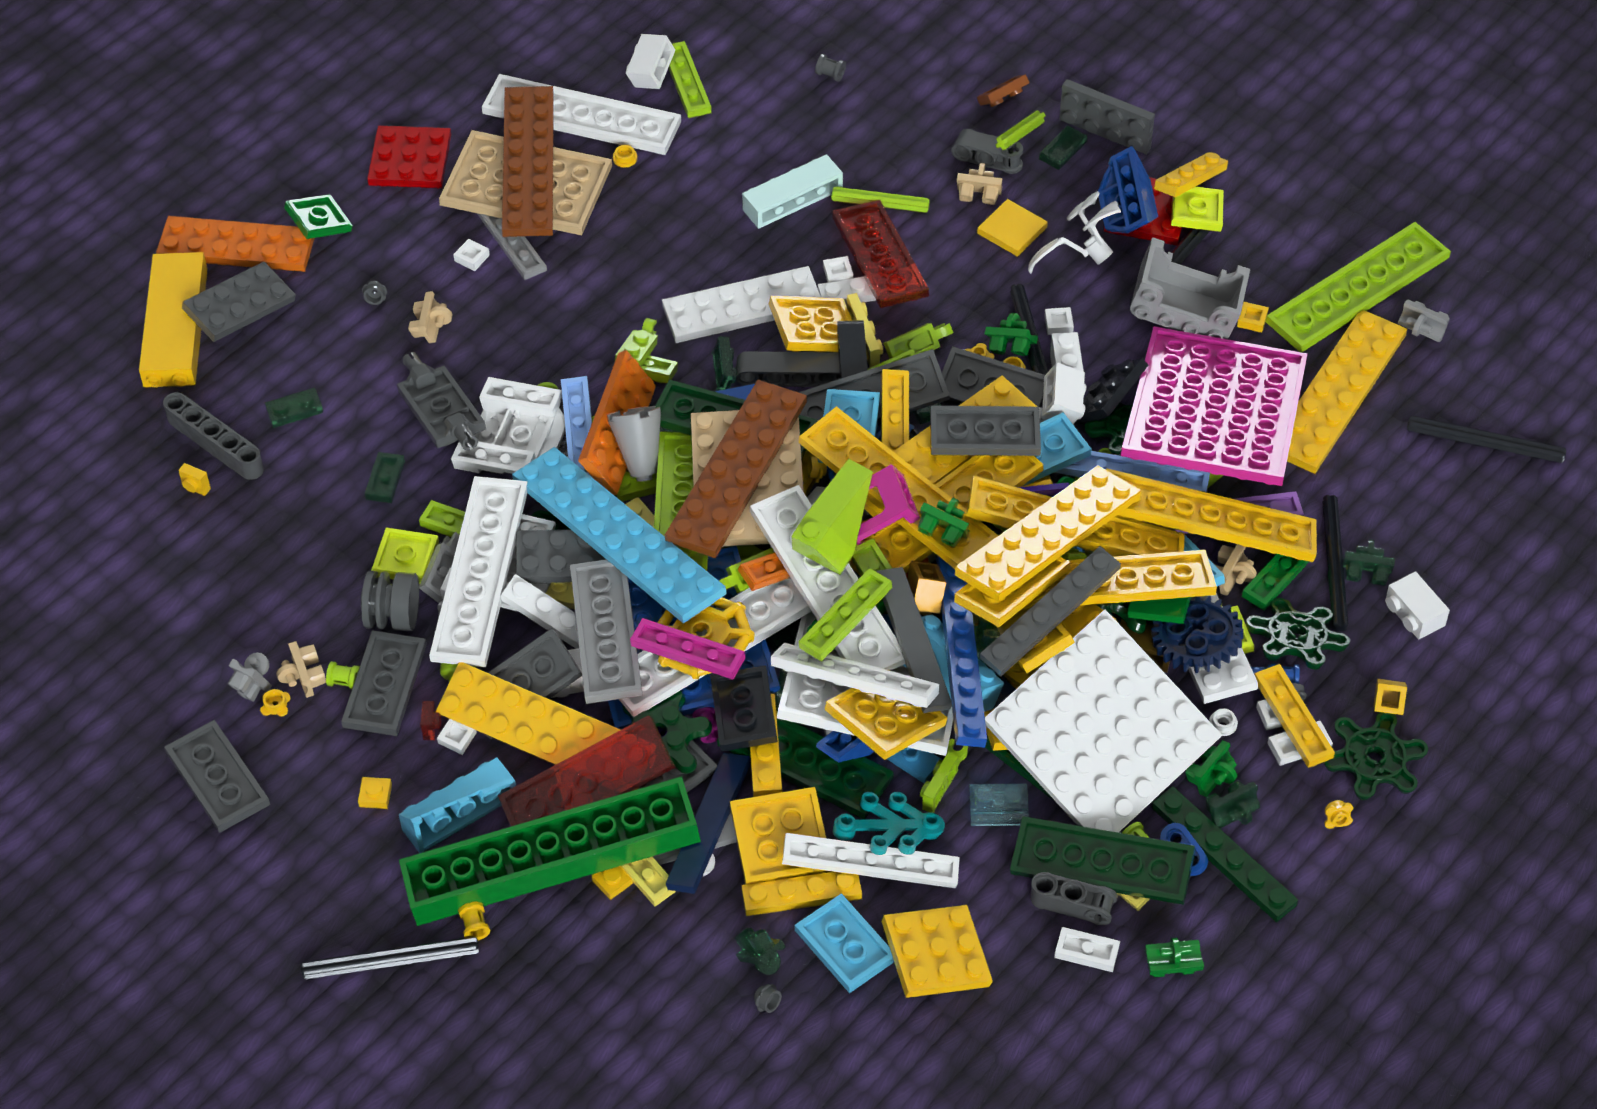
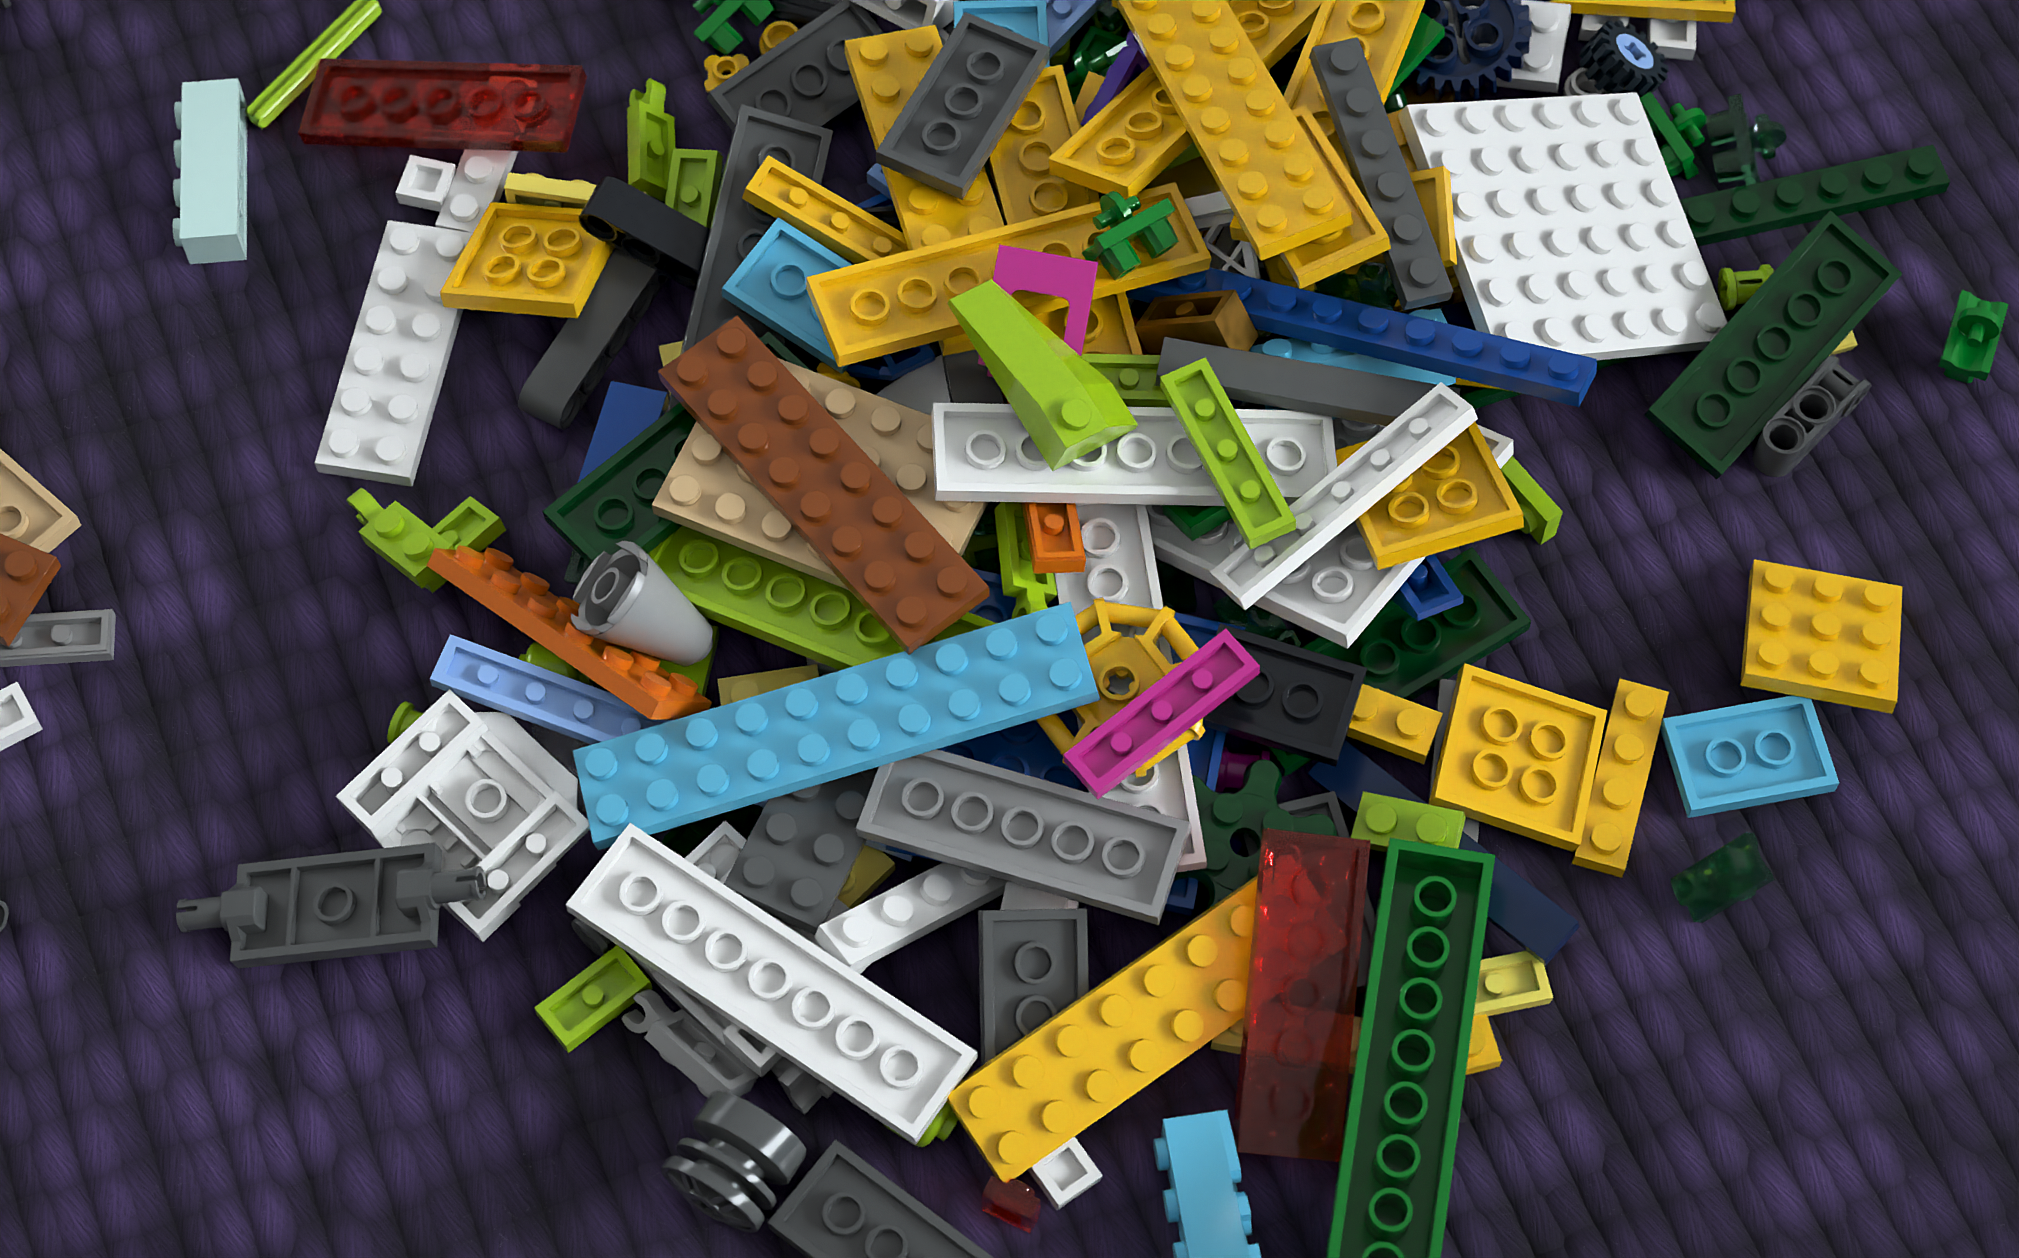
camera: 65 degrees left, 10 degrees up
(294, 407) = (160, 1164): clear green plate -> none
(384, 477) = (429, 1067): clear green plate -> none
(404, 552) = (625, 1102): neon yellow plate -> none
(430, 316) = (125, 858): tan hips -> none
(709, 800) = (1390, 817): none -> lime plate
(723, 365) = (520, 431): clear green plate -> none
(767, 998) = (1800, 909): dark grey plate -> none
(859, 860) = (1627, 652): white plate -> none
(925, 825) = (1592, 545): teal plant -> none
(998, 804) = (1588, 440): clear light blue plate -> none
(1087, 949) = (1901, 439): white plate -> none
(1175, 830) = (1783, 232): blue plate -> none
(1241, 716) = (1623, 60): none -> black wheel
(1338, 814) = (1815, 29): yellow plate -> none

